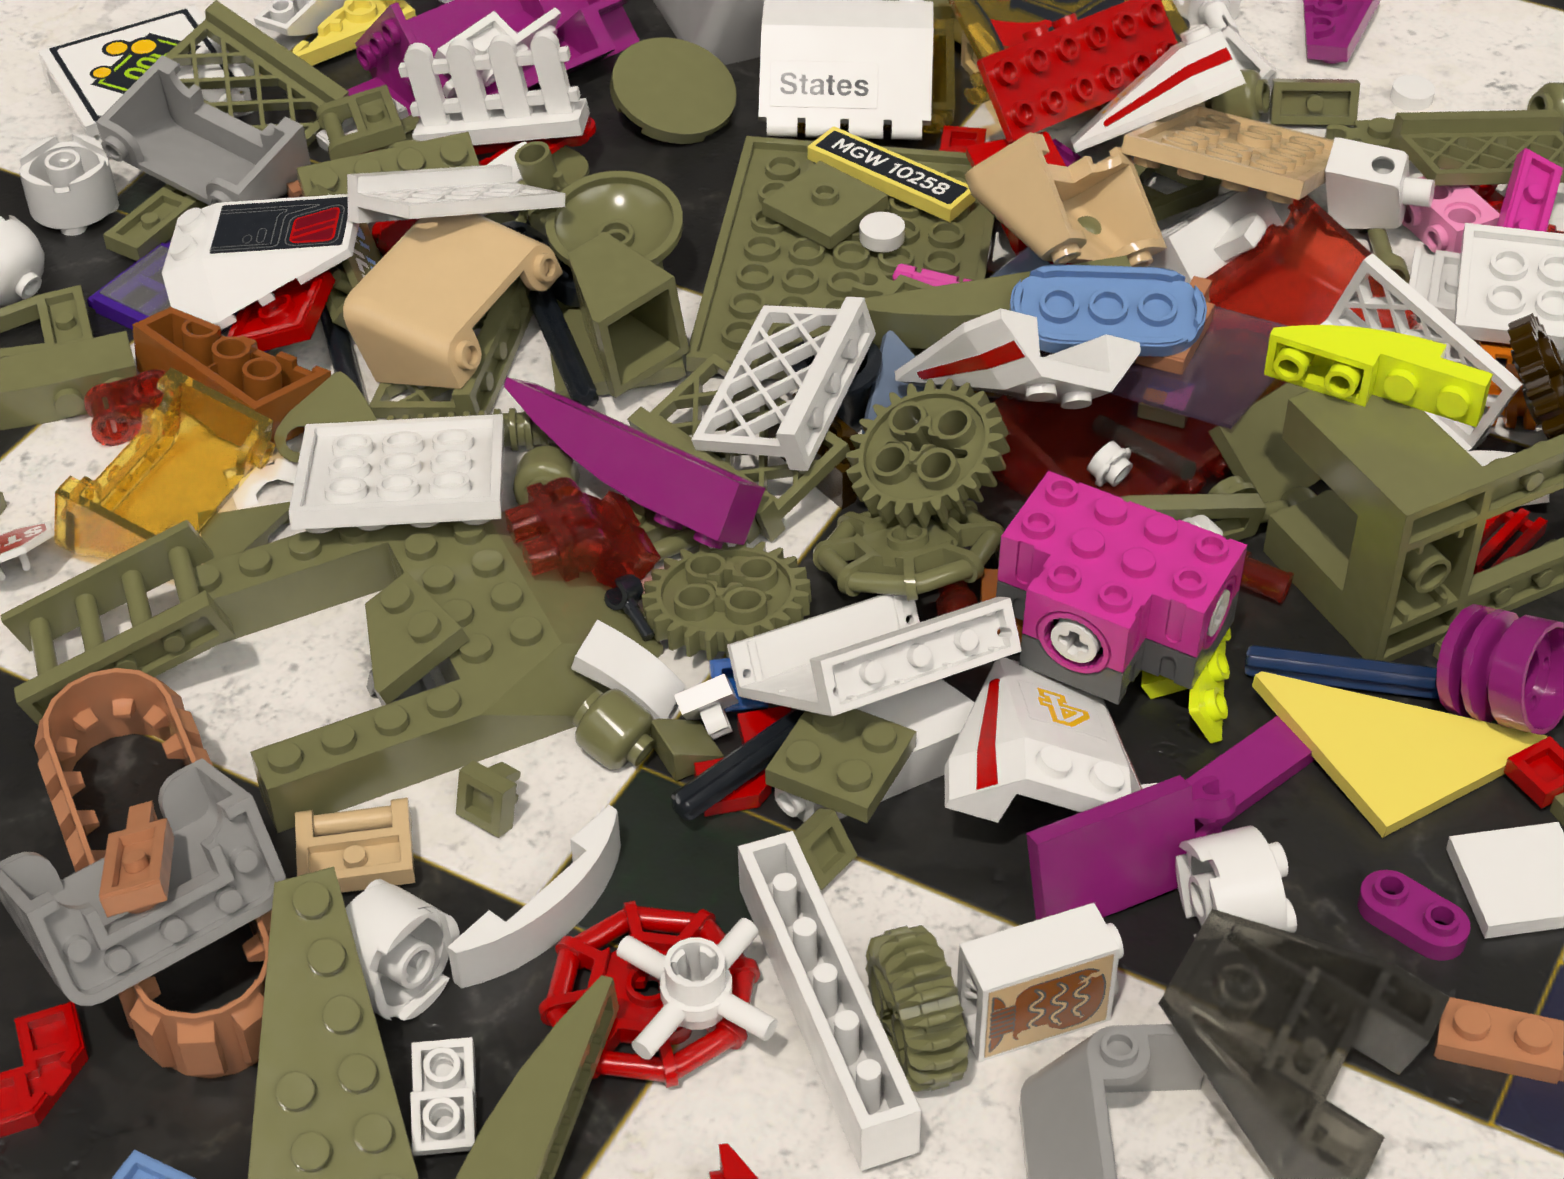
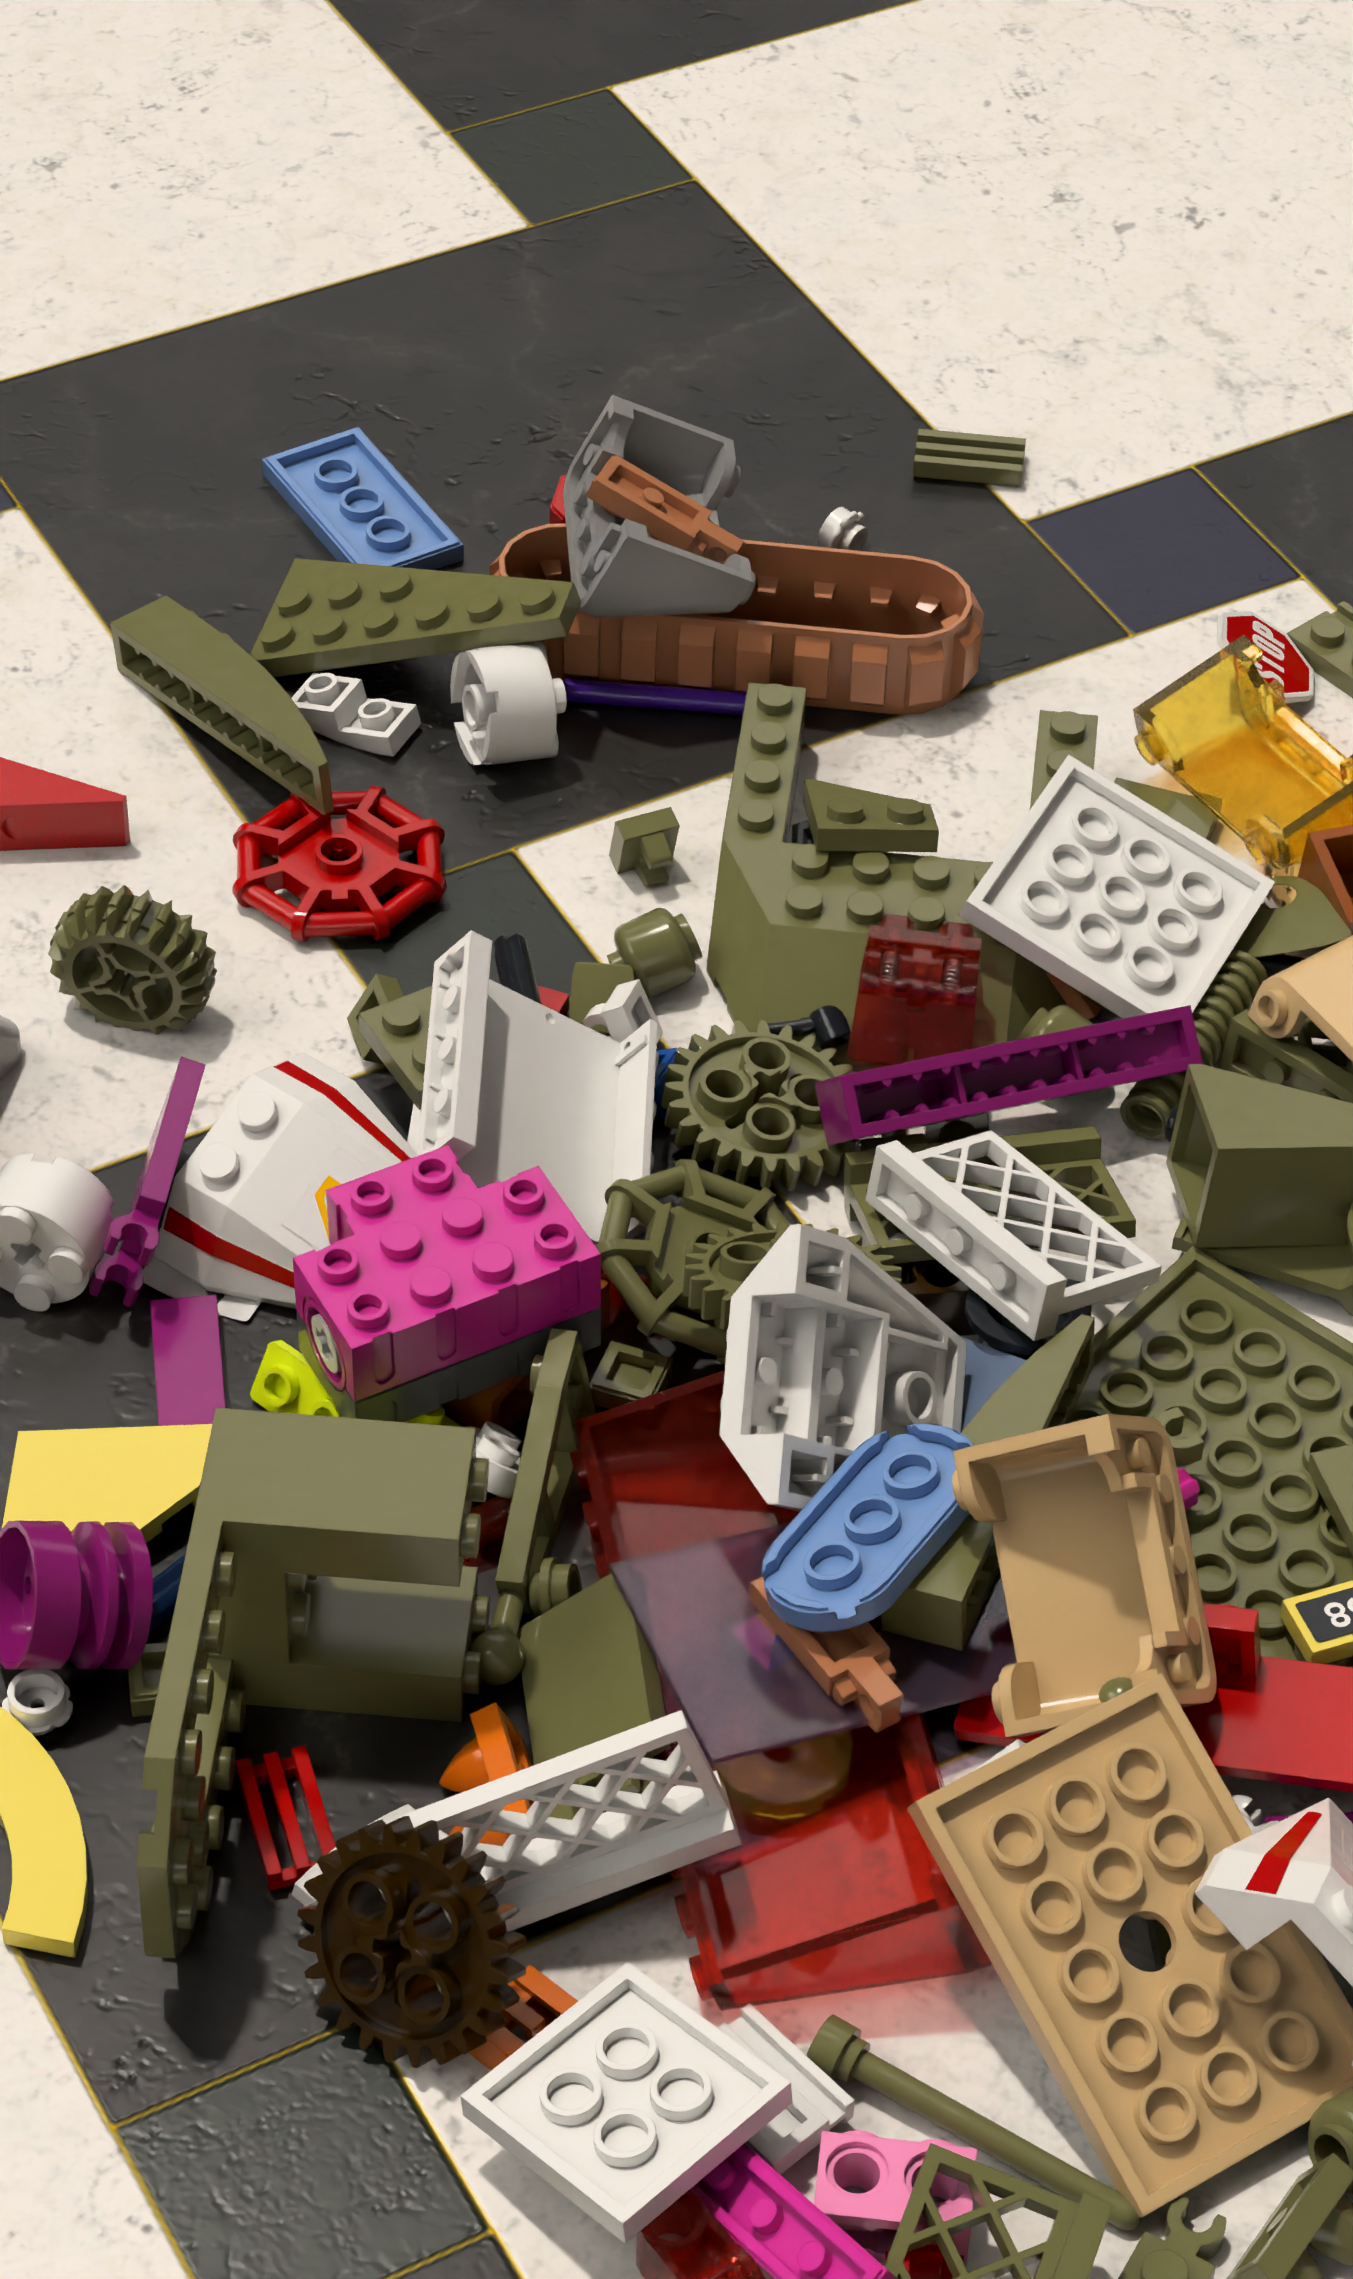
camera: 120 degrees right, 0 degrees up
(151, 643) = (1057, 667): olive fence -> none
(358, 844) = (654, 745): tan plate -> none
(499, 947) = (501, 873): white slope -> none
(627, 666) = (712, 979): white slope -> none
(696, 986) = (284, 841): white bar -> none
(829, 1002) = (256, 934): white brick -> none
(882, 231) = (1296, 1522): white tile -> none
(1038, 981) = (81, 1047): brick -> none
(1110, 464) = (700, 1514): white plate -> none
(1144, 447) = (648, 1525): clear smoke bar -> none
(1372, 185) = (972, 2055): white torso -> none
(1382, 363) = (399, 1509): neon yellow slope -> none

